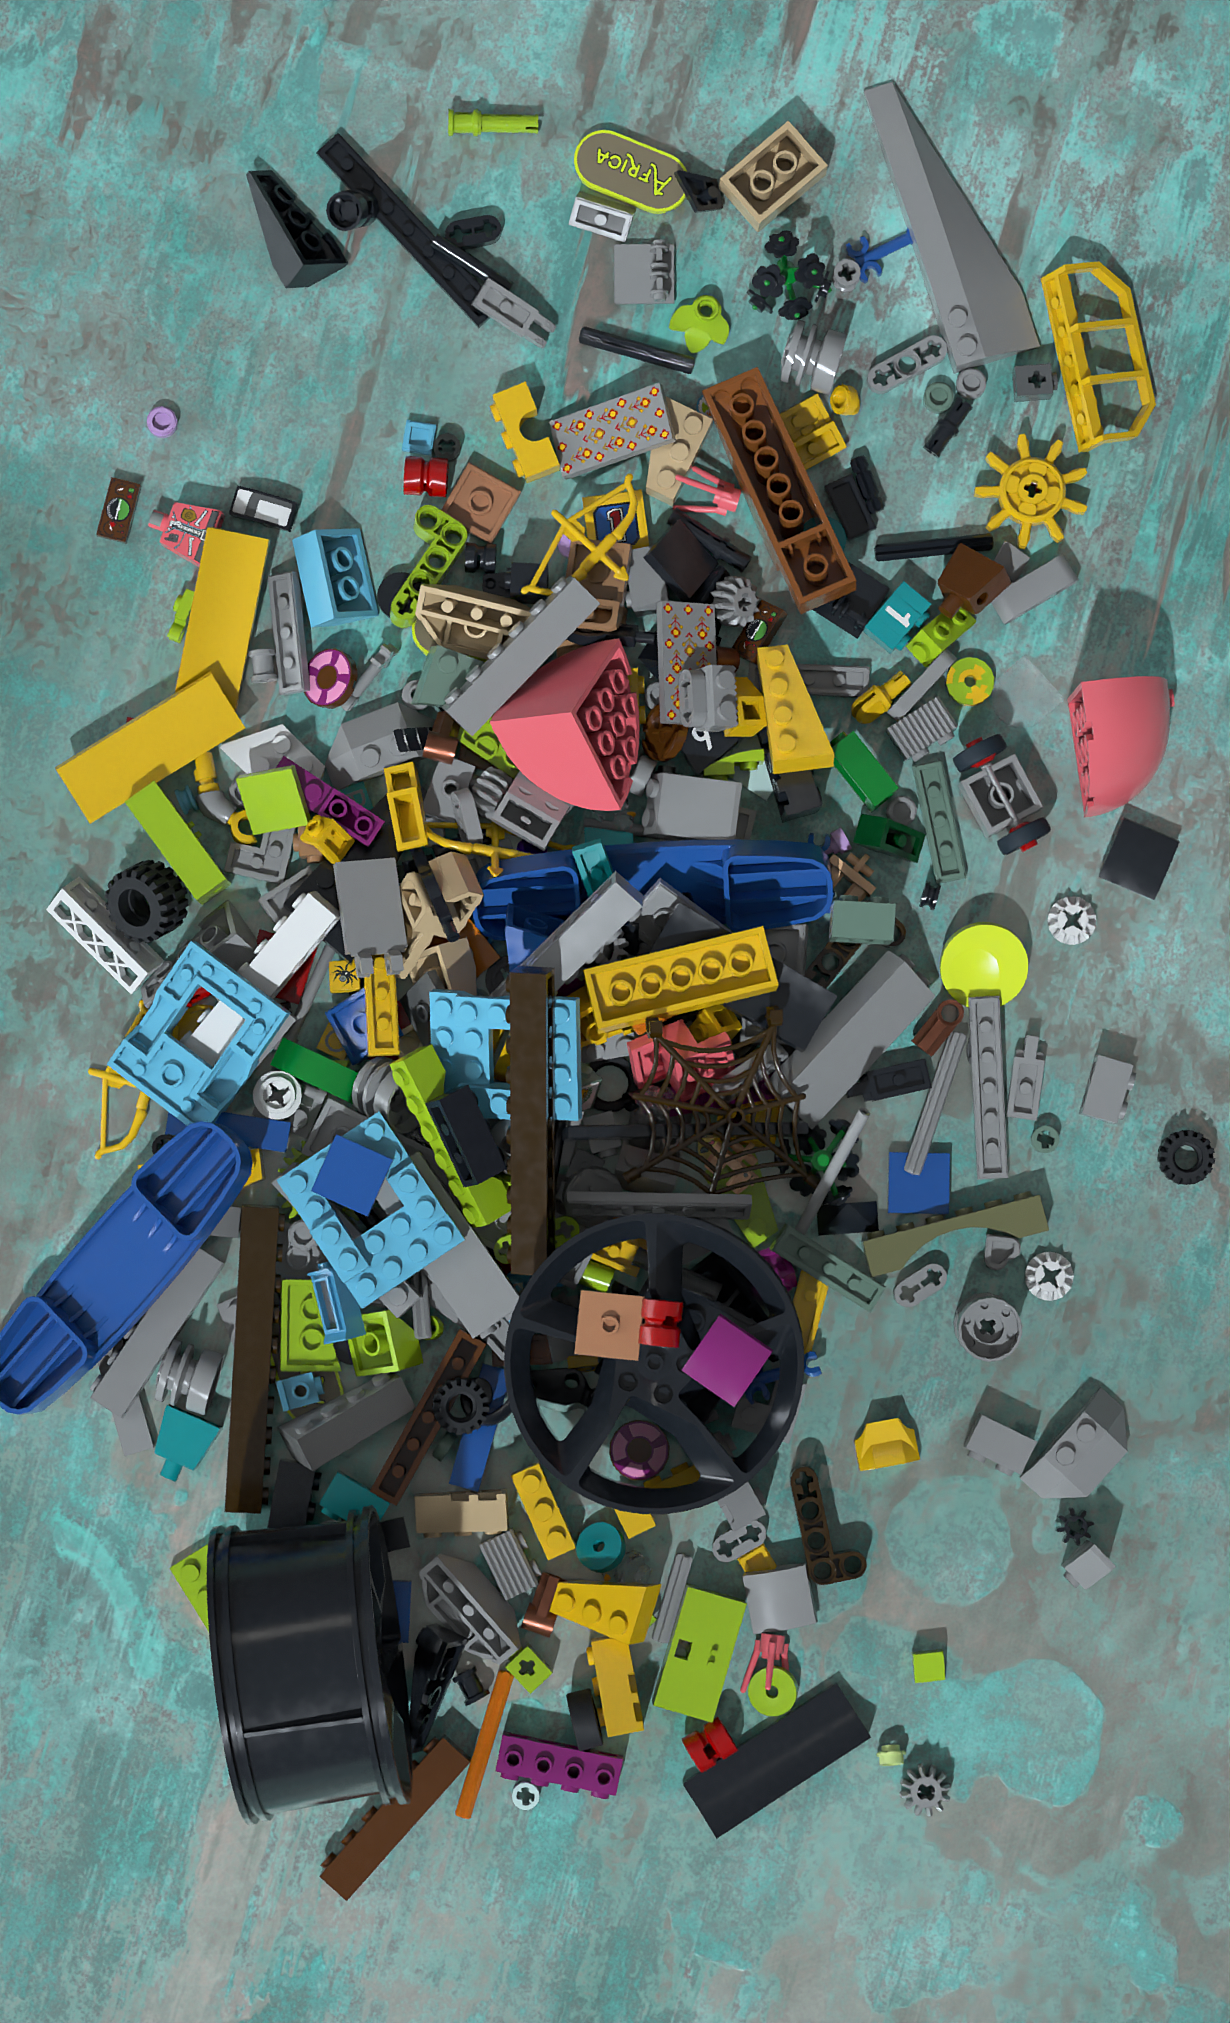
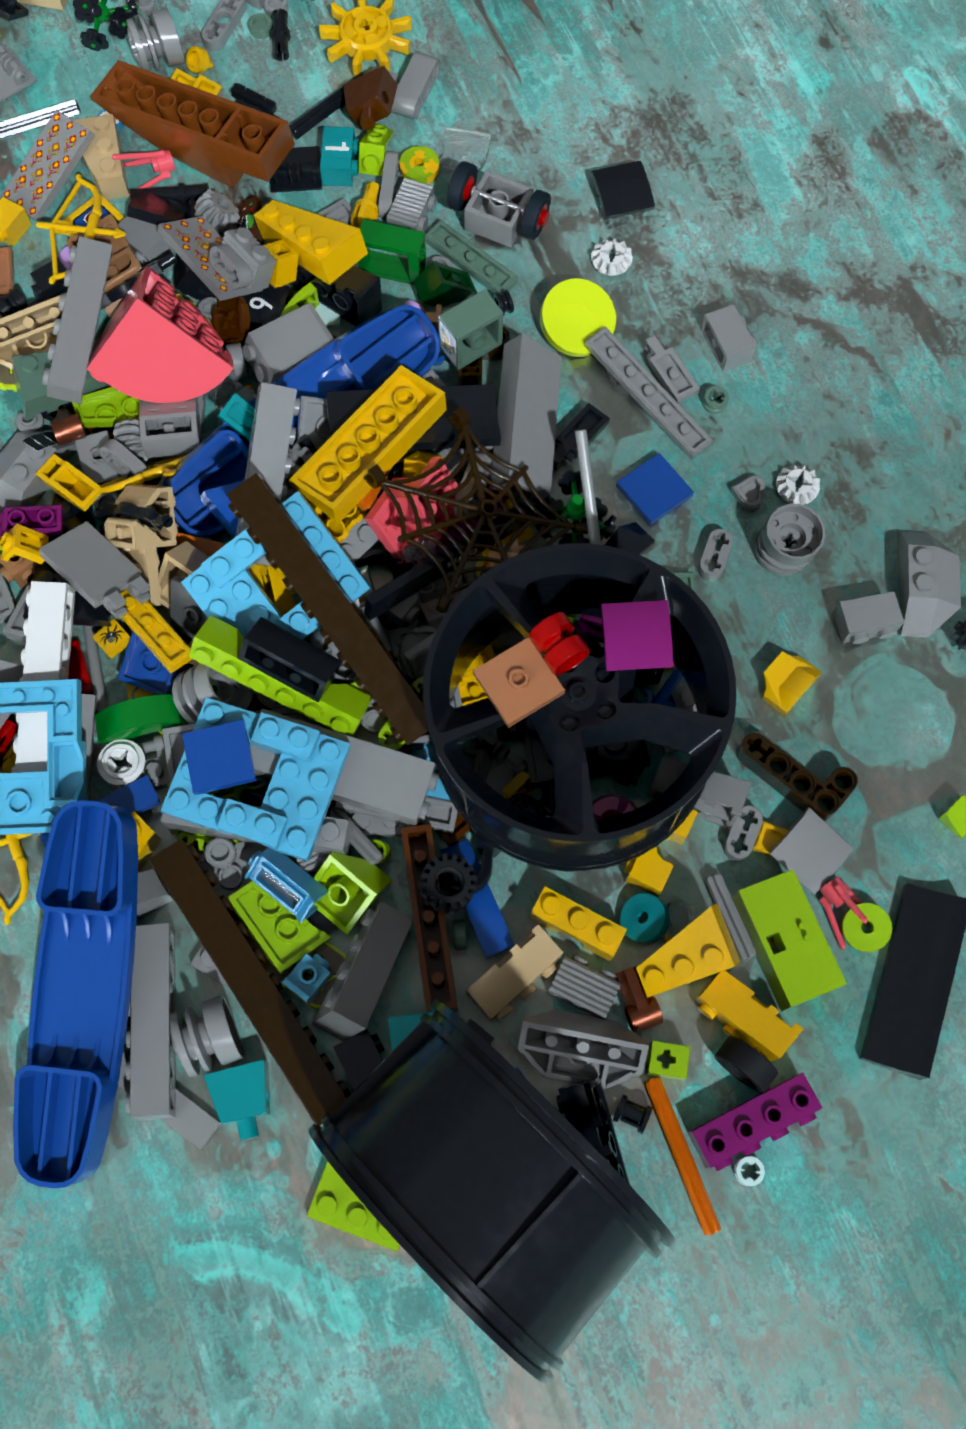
camera: 40 degrees left, 15 degrees down
(390, 1823) = (659, 1291): reddish brown brick -> none
(700, 328) = (64, 79): lime plate -> none
(721, 1744) = (857, 1007): red wheel -> none
(892, 1251) = (677, 542): olive arch -> none
(935, 1103) = (621, 427): light grey axle -> none
(936, 1029) = (581, 376): copper piece -> none
(1118, 737) = (540, 116): coral brick -> none
(1199, 1144) = (820, 330): black tyre -> none

